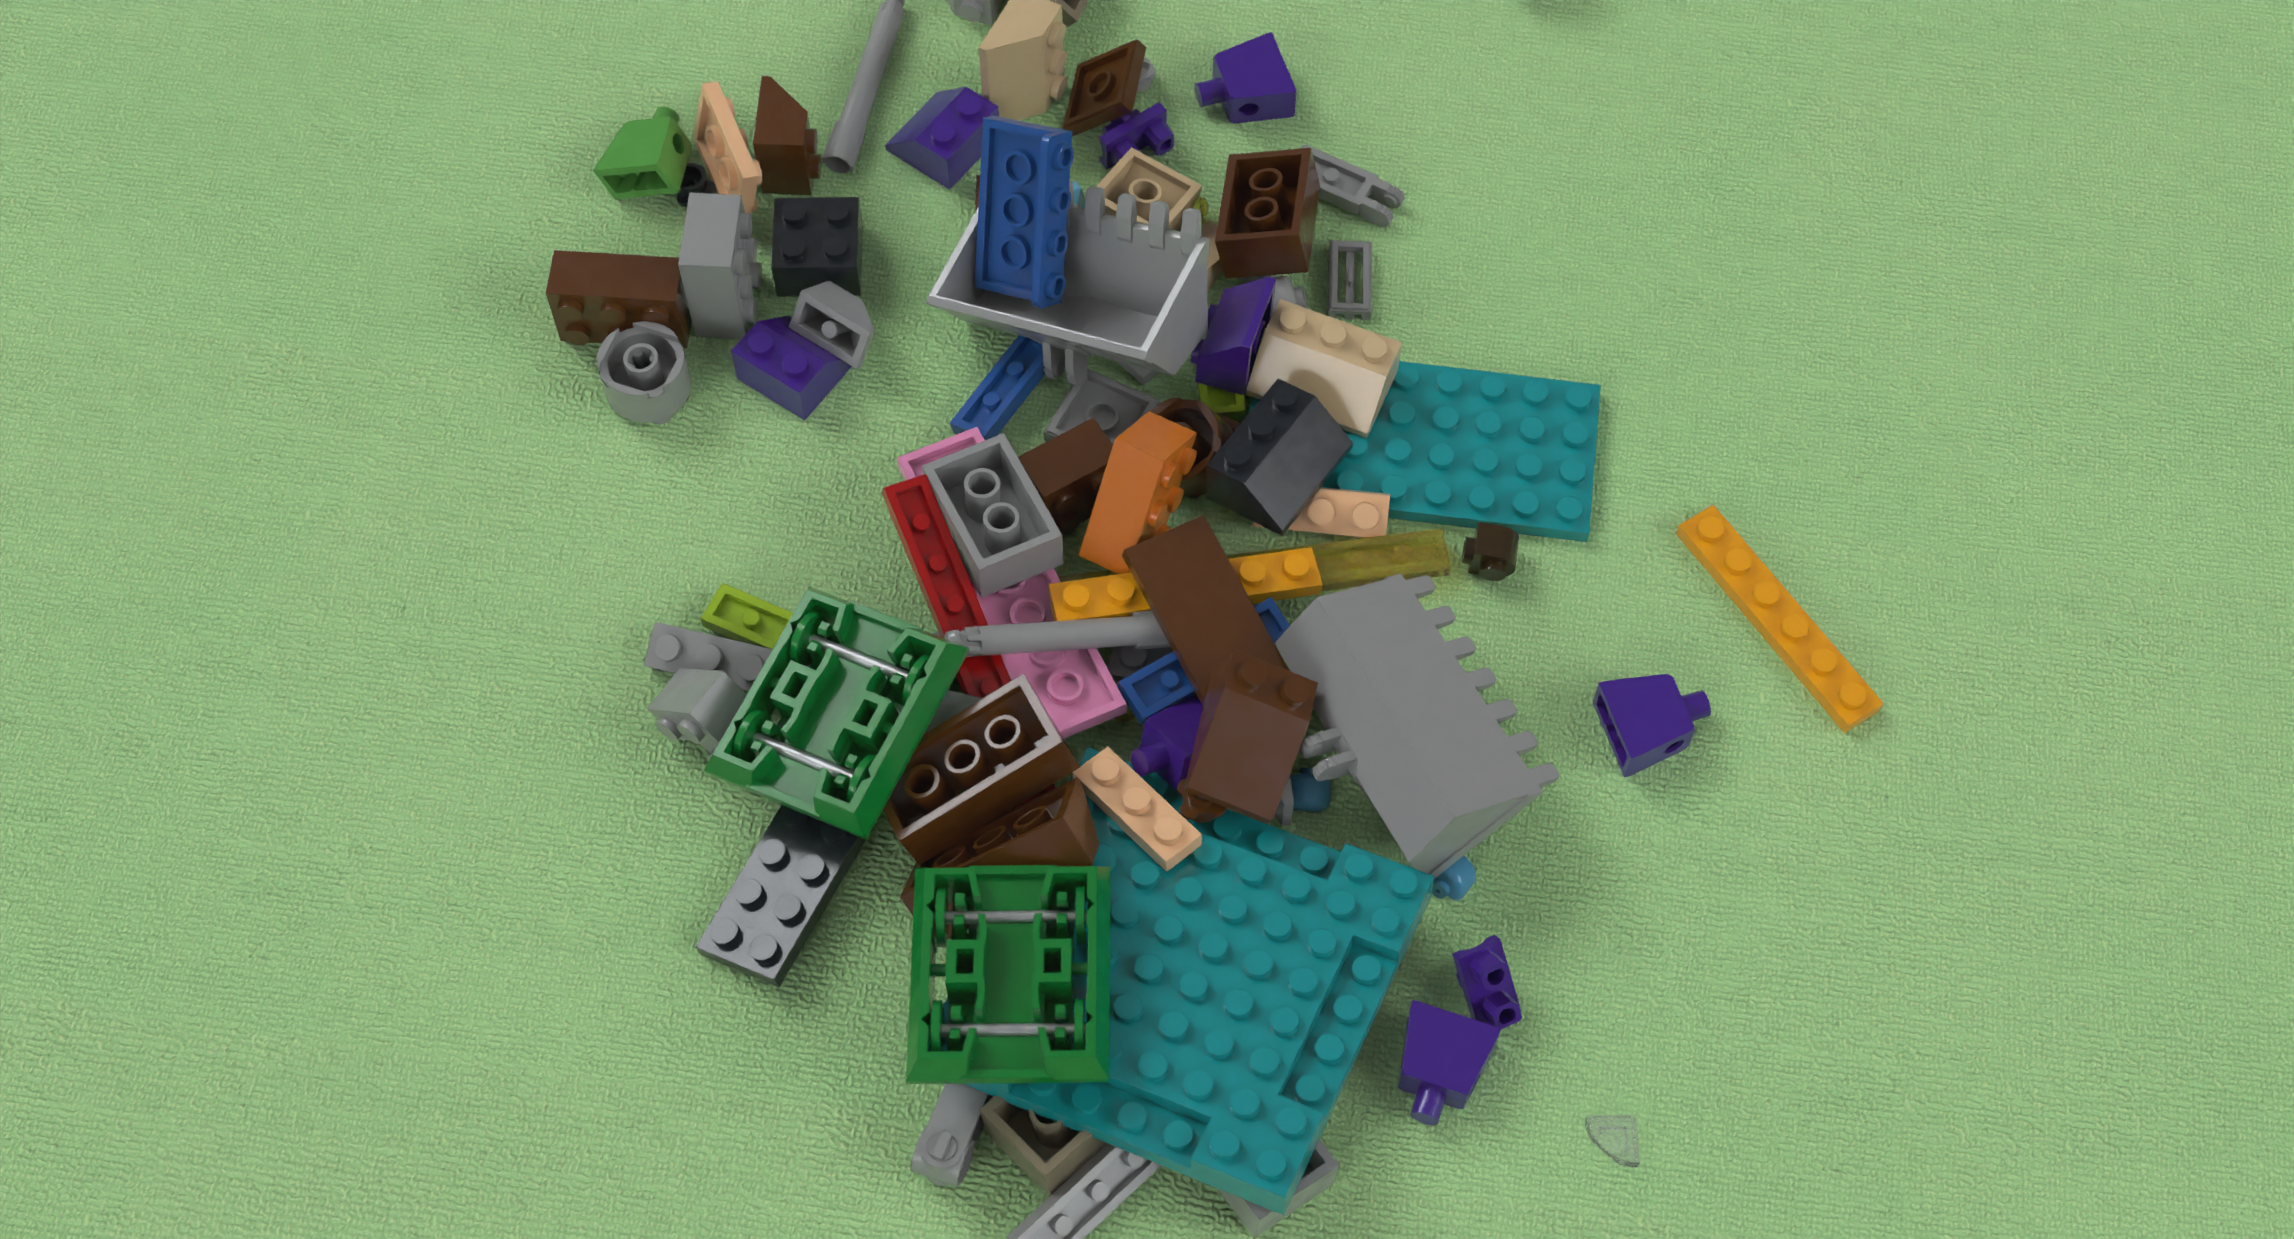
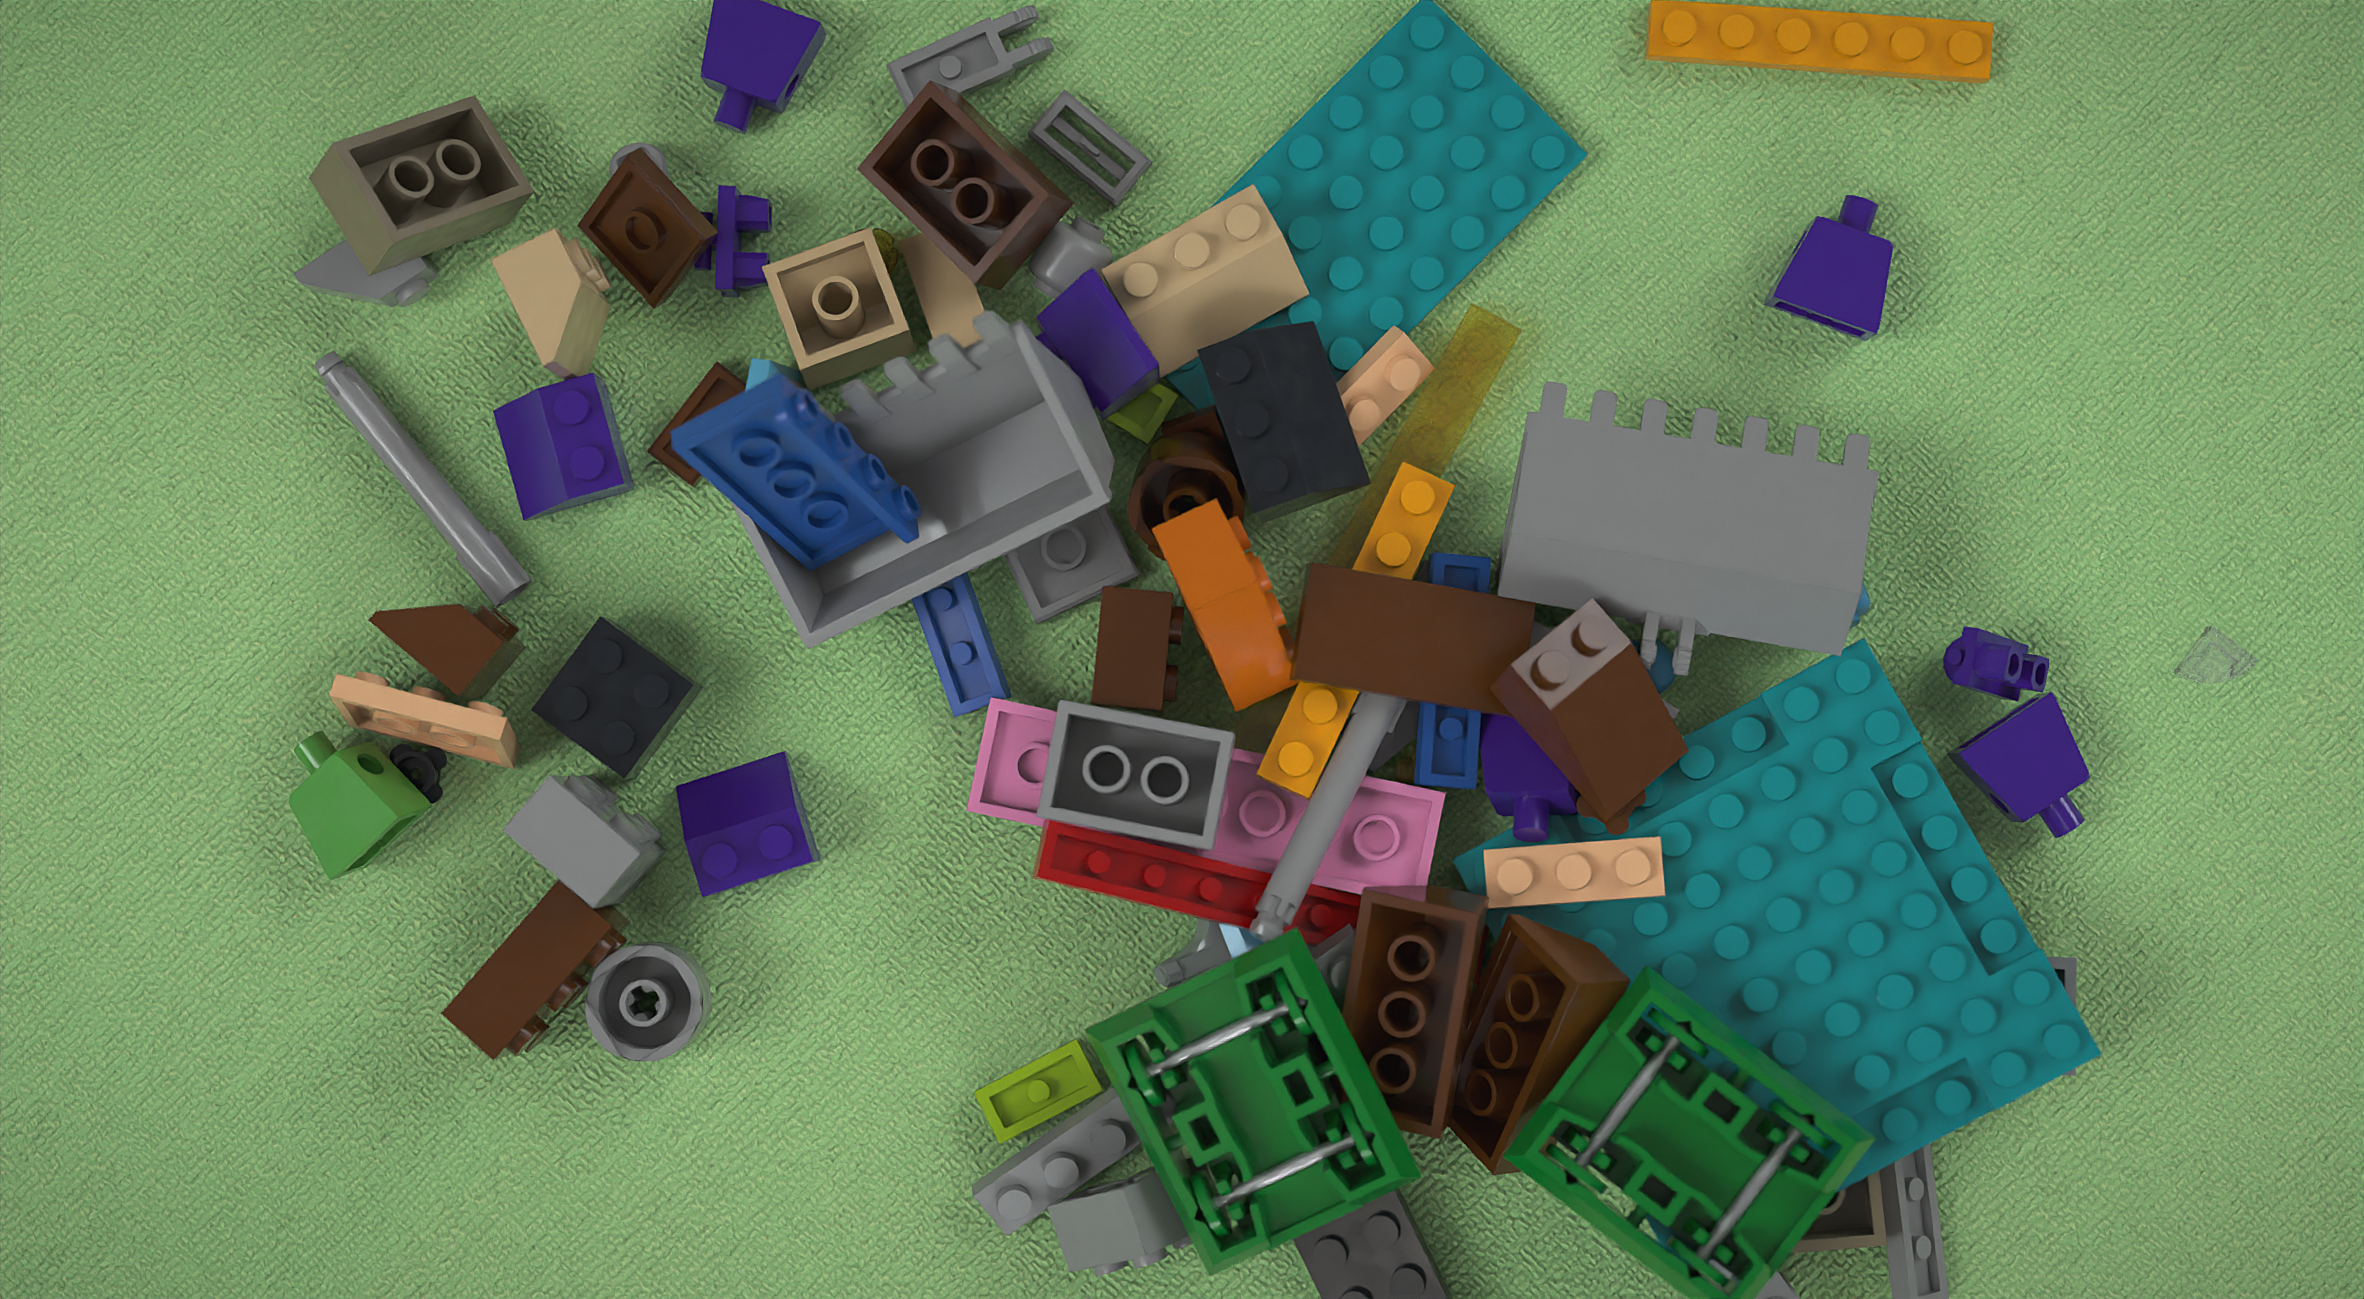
camera: 50 degrees left, 25 degrees up
(834, 322) = (740, 751): light grey slope -> none
(1491, 551) = (1535, 274): dark brown plate -> none

